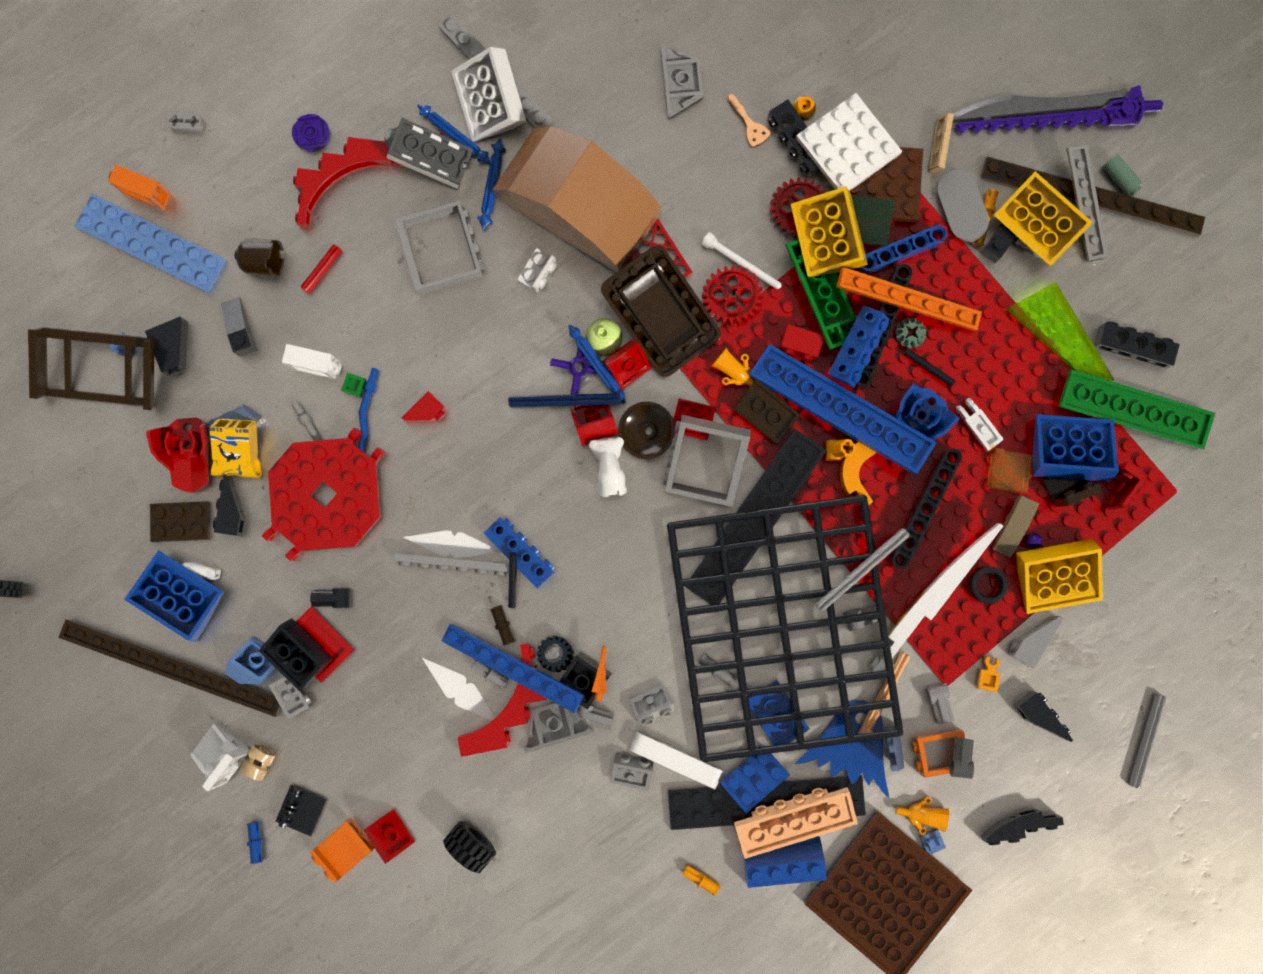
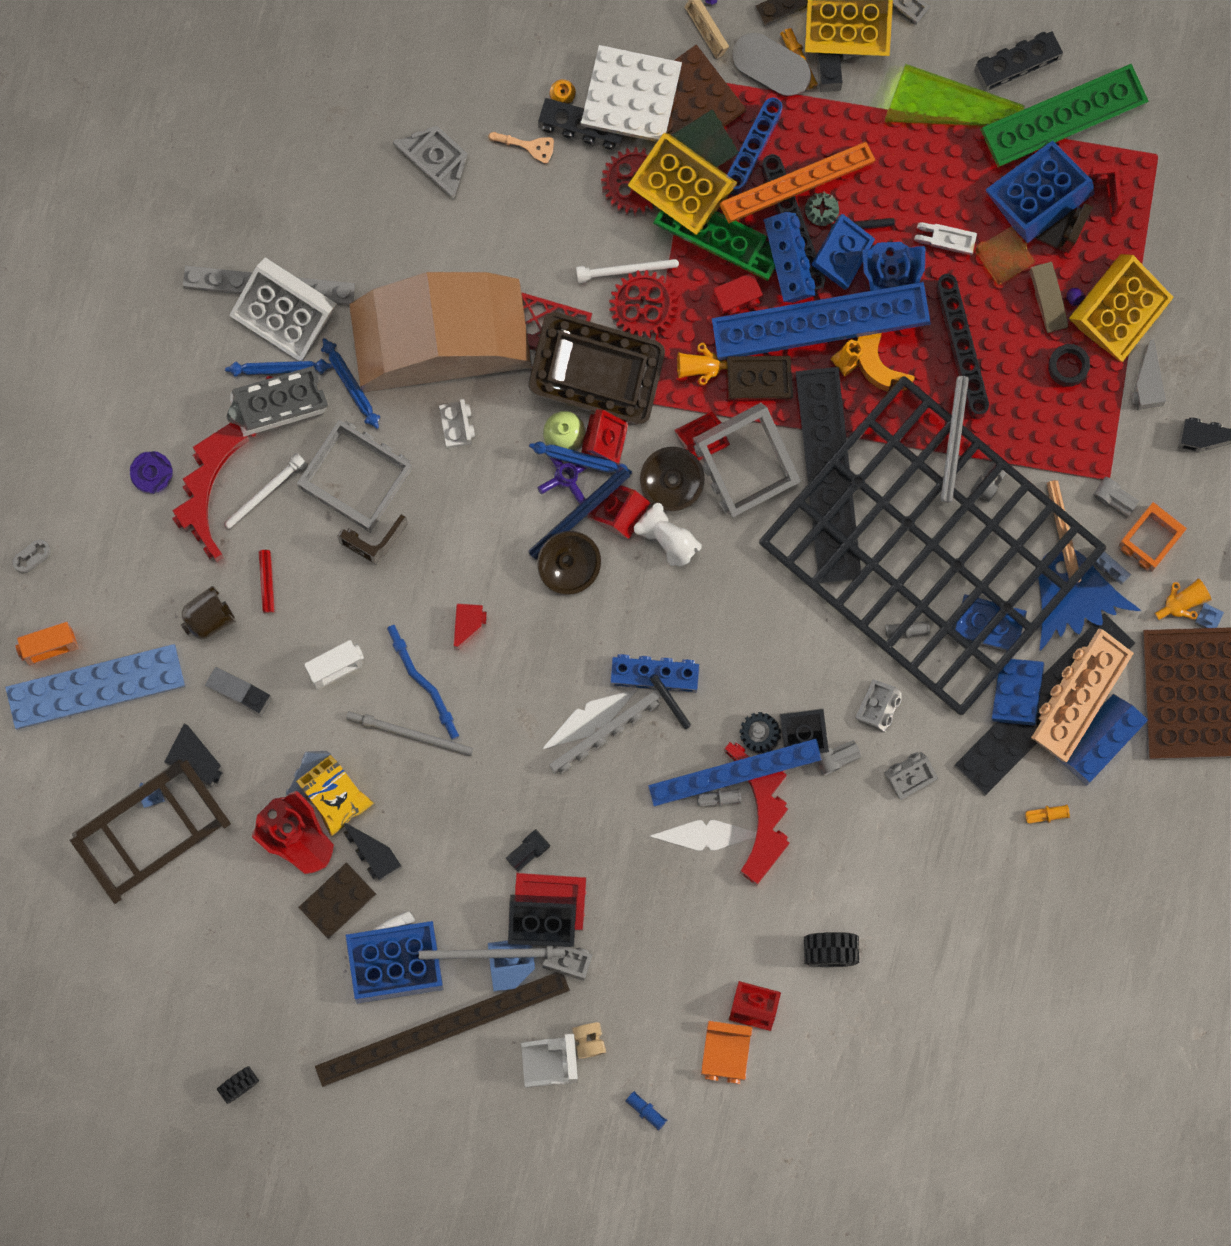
camera: 45 degrees left, 5 degrees down
(279, 681) = (548, 952): none -> light grey bar
(300, 810) = (660, 1051): black hinge -> none
(350, 511) = (443, 804): red plate -> none
(353, 385) = (385, 655): green plate -> none
(408, 206) = (295, 464): none -> white piece
(411, 311) = (369, 552): none -> dark brown piece
(502, 625) = (694, 748): dark brown pin -> none
(523, 437) = (577, 571): none -> dark brown dish
(554, 725) = (813, 791): light grey wing -> none
(599, 685) = (822, 721): orange piece -> none
(676, 759) = (938, 733): white beam -> none
(898, 373) = (842, 251): none -> blue plate
(935, 594) = (1033, 410): white slope -> none
(962, 764) = (1174, 528): dark grey piece -> none
(988, 678) = (1137, 442): light orange plate -> none

